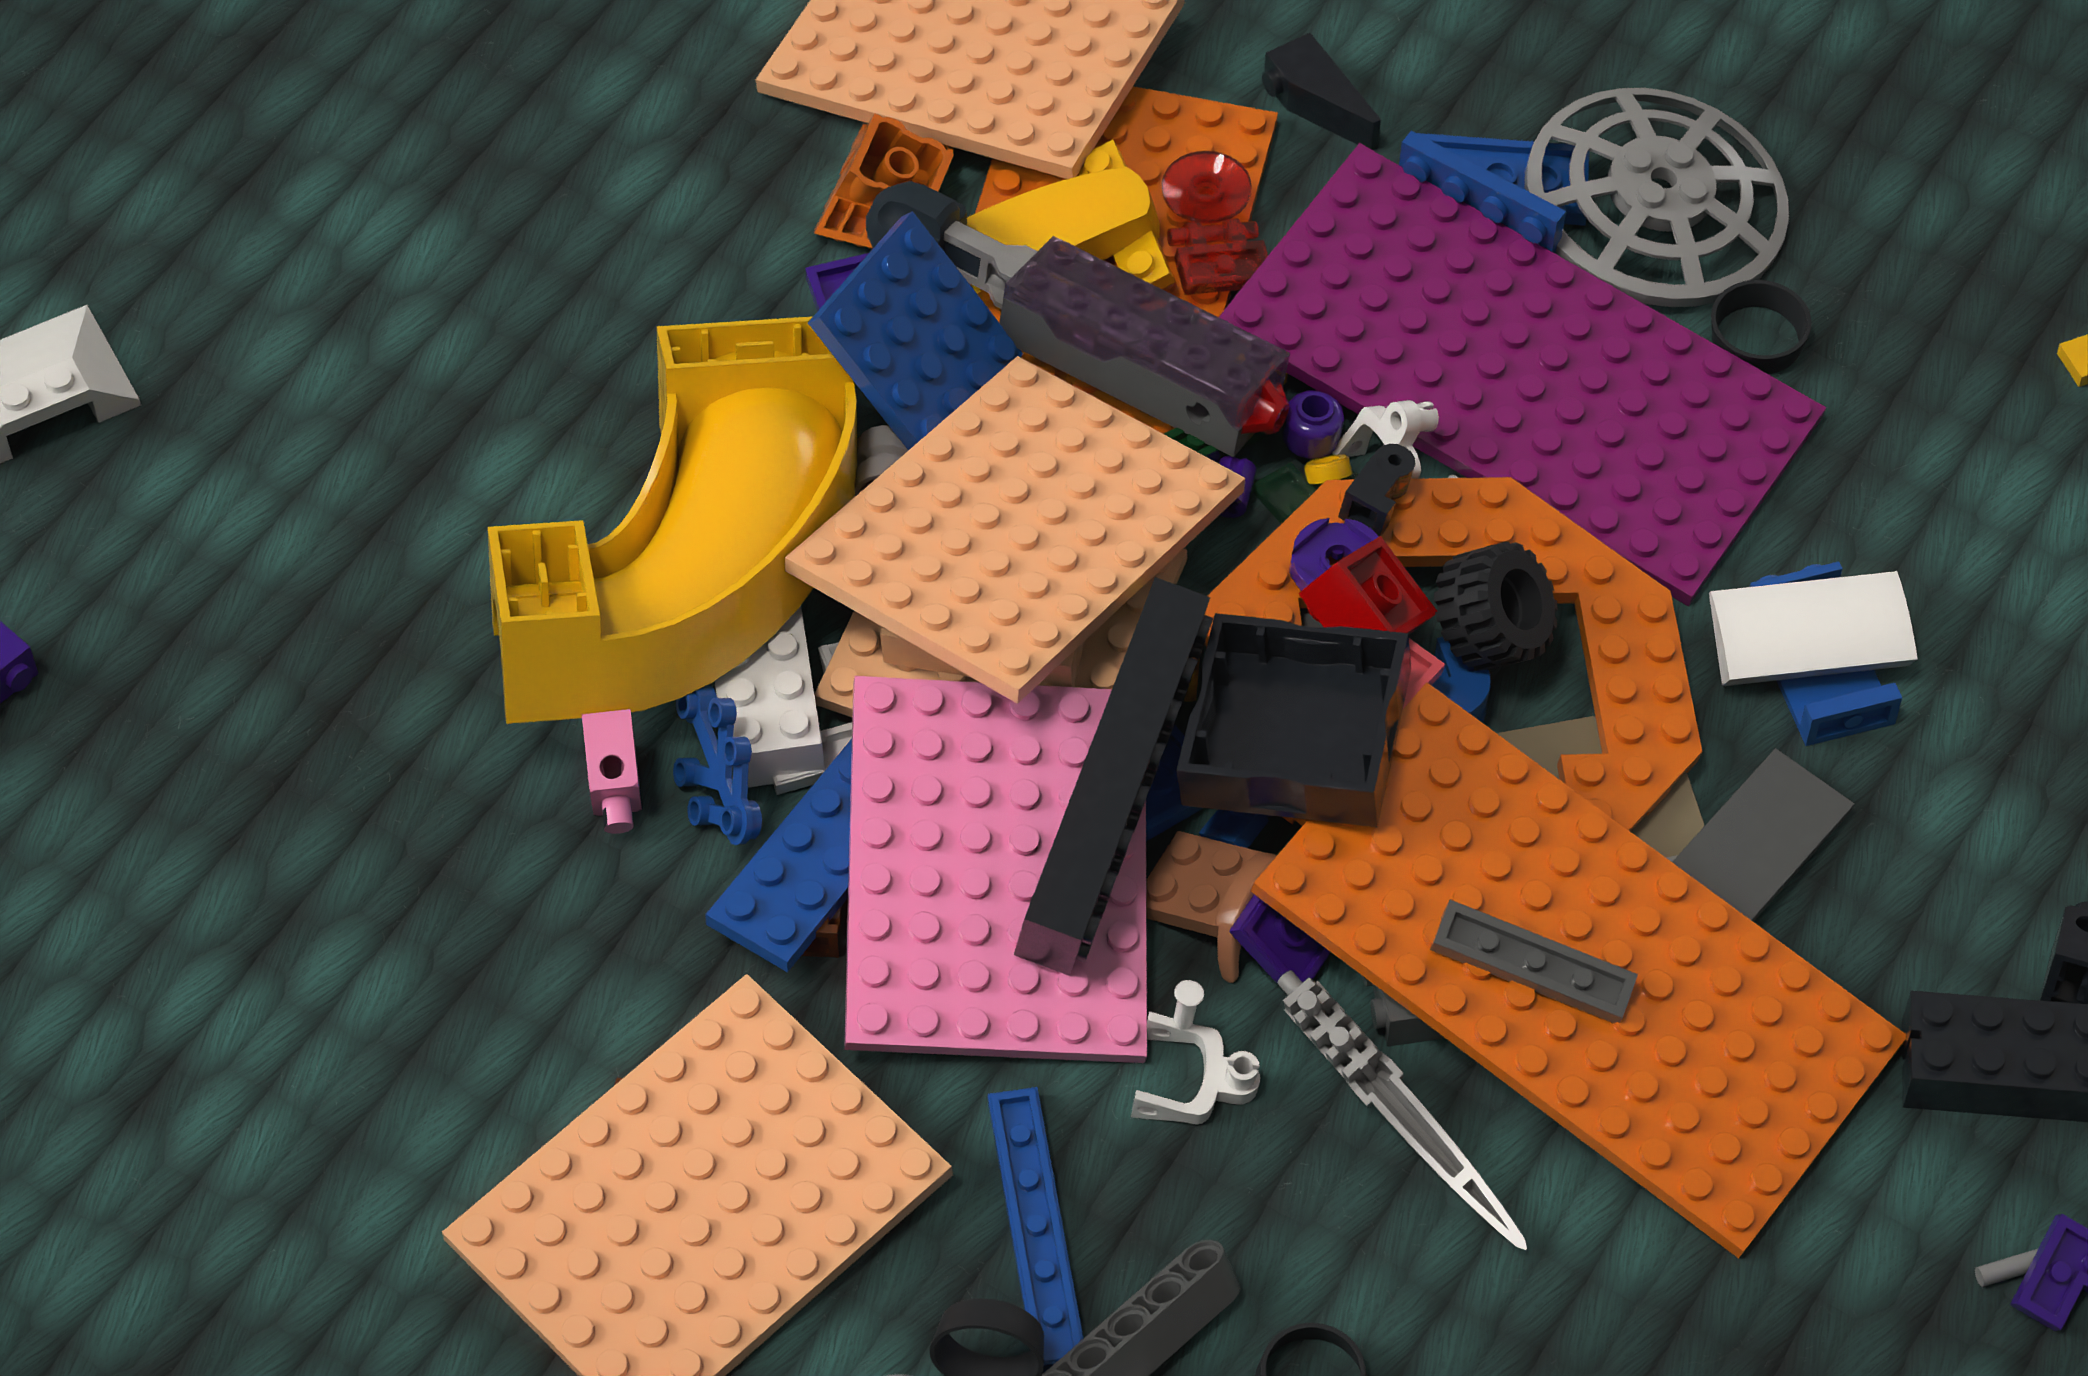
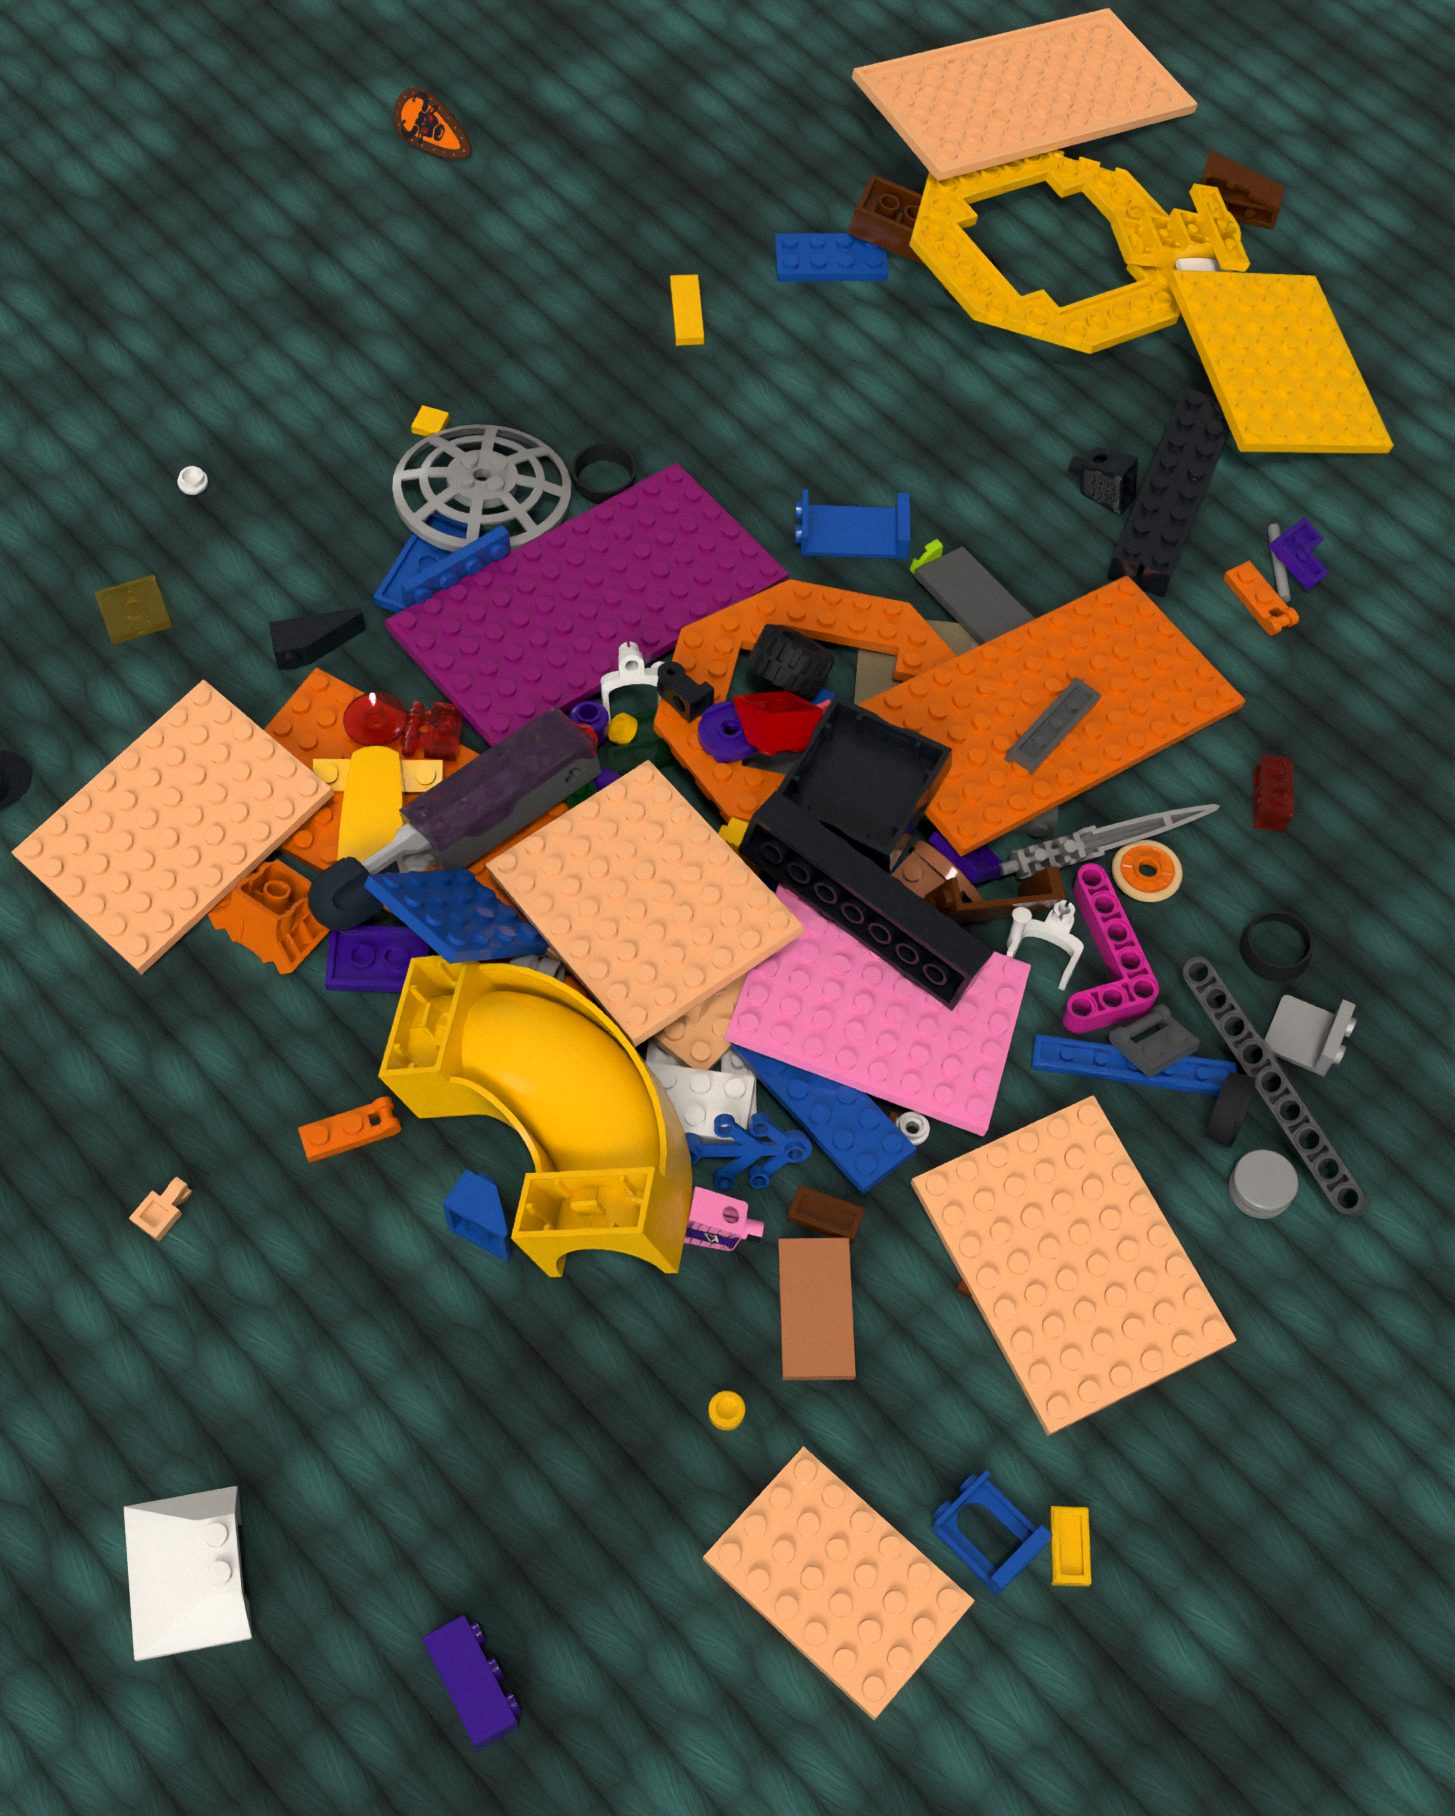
camera: 75 degrees left, 5 degrees up
(182, 1041) = (838, 1582): none -> light nougat plate
(290, 1140) = (983, 1493): none -> blue panel
(297, 1294) = (1070, 1546): none -> yellow tile
(371, 862) = (726, 1410): none -> yellow tile
(448, 209) = (160, 1213): none -> light nougat plate
(539, 924) = (816, 1309): none -> nougat tile
(540, 492) = (477, 1214): none -> blue slope
(616, 359) = (349, 1130): none -> orange plate
(676, 903) = (825, 1214): none -> reddish brown tile
(830, 960) = (917, 1120): none -> white plate
(1068, 1247) = (1159, 1049): none -> dark grey plate
(1199, 1157) = (1114, 954): none -> dark pink beam
(1252, 1025) = (1036, 895): none -> reddish brown panel
(1368, 1206) = (1140, 887): none -> wheel
(1578, 1315) = (1273, 793): none -> clear red brick
(1751, 108) = (430, 421): none -> yellow tile
(1812, 628) = (843, 520): white slope -> none
(1815, 759) = (934, 551): none -> lime tile
(1963, 1239) = (1260, 598): none -> orange plate

